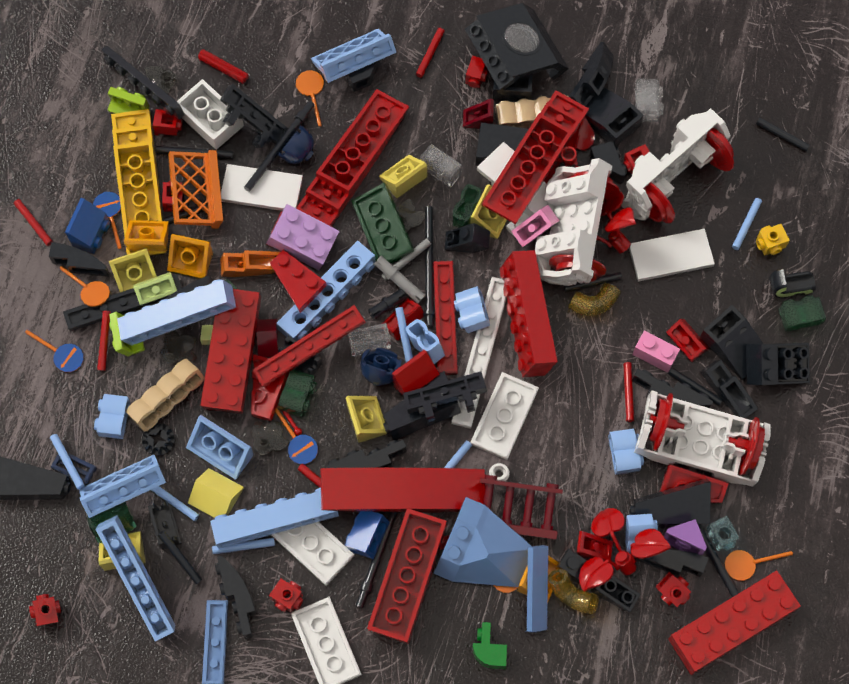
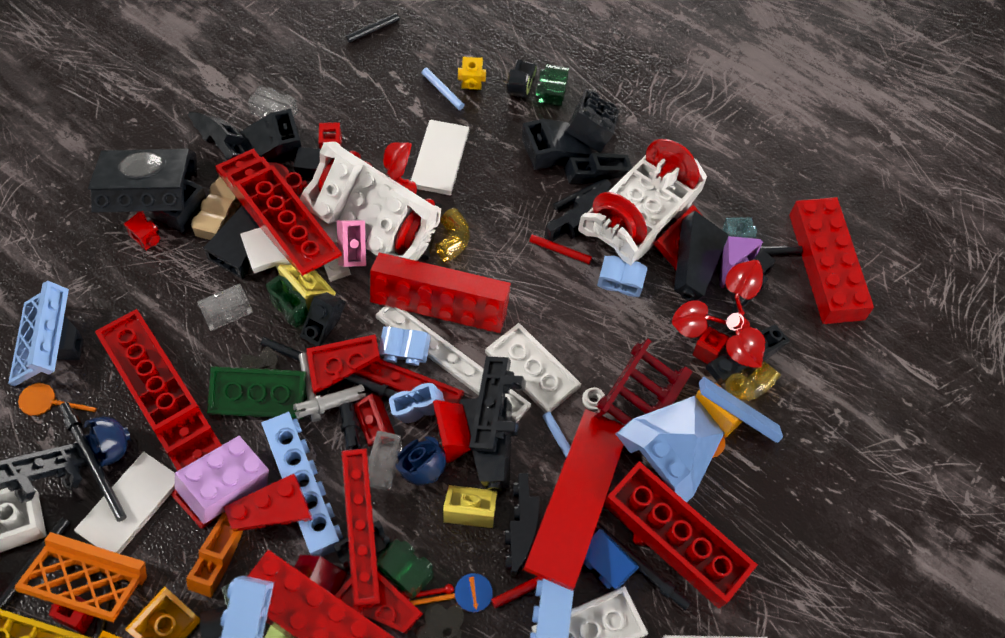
camera: 70 degrees left, 10 degrees down
(404, 175) = (210, 346): light yellow slope -> none
(404, 336) = (397, 423): light blue bar -> none
(428, 56) = (88, 265): red bar -> none
(435, 269) = (340, 359): none -> red wing
(478, 113) = (191, 249): dark red slope -> none
(488, 654) = (785, 492): green brick -> none
(635, 525) = (716, 295): light blue brick -> none
(656, 351) = (533, 206): bright pink brick -> none
(671, 583) = (785, 291): red brick -> none
(687, 339) = (531, 180): red slope -> none
(697, 140) = (348, 76): white piece -> none
(742, 565) = (770, 232): orange piece -> none

